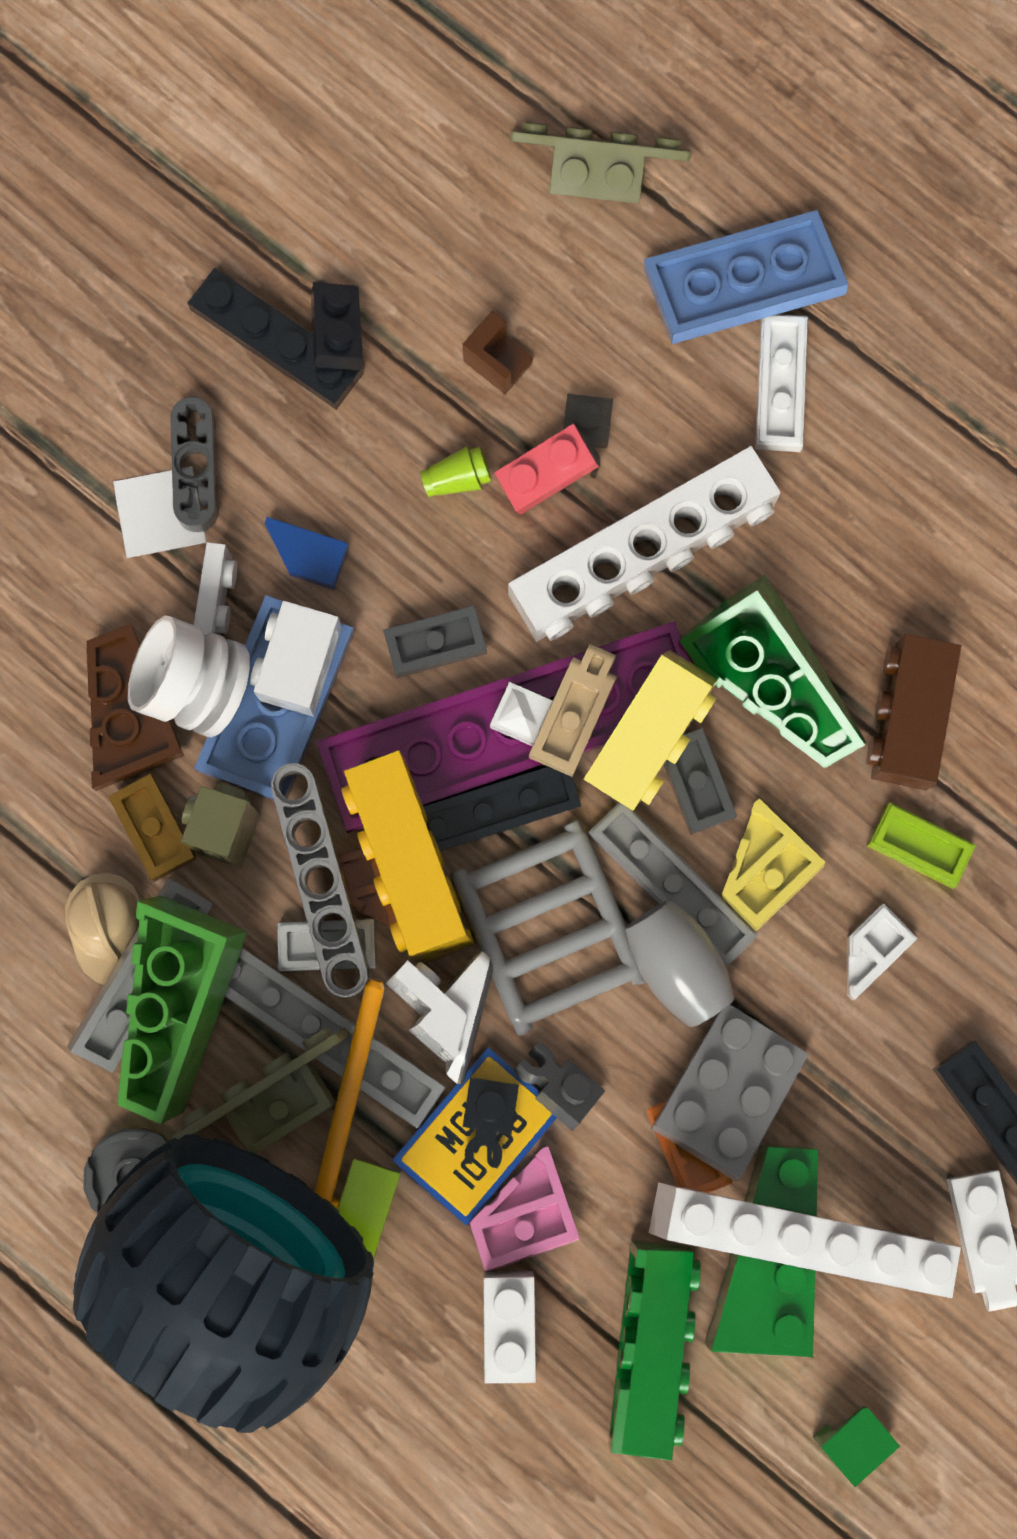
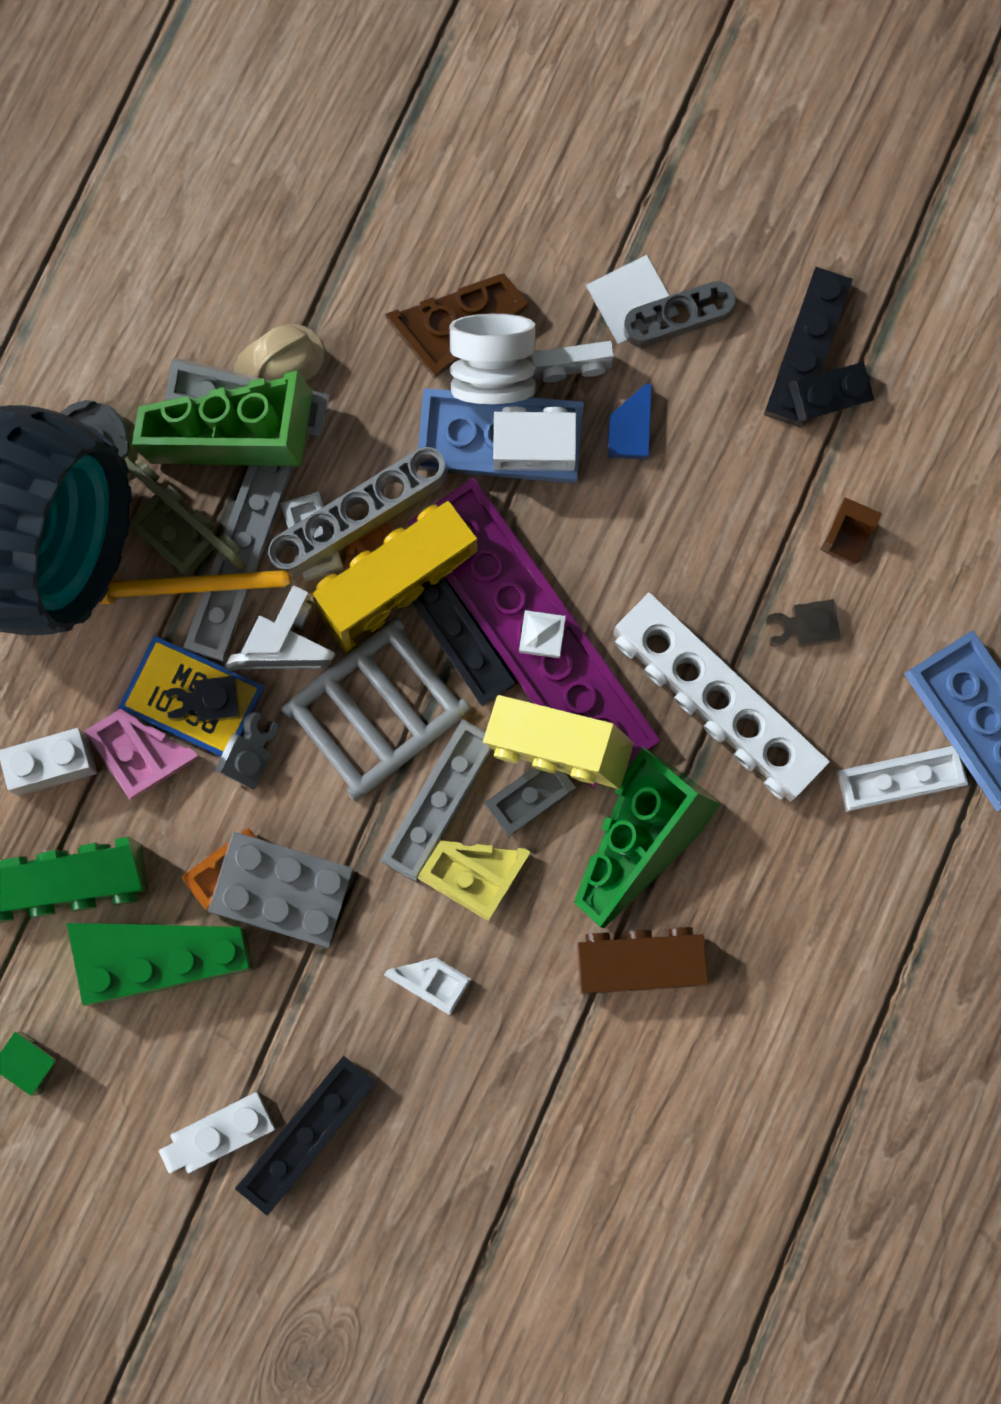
camera: 75 degrees right, 0 degrees up
(151, 827) = (367, 370): pearl gold plate -> none
(220, 824) = (381, 420): olive brick -> none
(368, 1200) = (112, 626): lime tile -> none
(435, 641) = (585, 550): dark grey plate -> none
(457, 473) = (736, 528): lime cone -> none
(546, 469) = (761, 599): coral plate -> none
(575, 711) = (557, 676): tan hinge -> none
(680, 963) = (372, 819): light grey piece -> none
(804, 1240) = (170, 975): white arch -> none
(921, 845) = (530, 1000): lime tile -> none

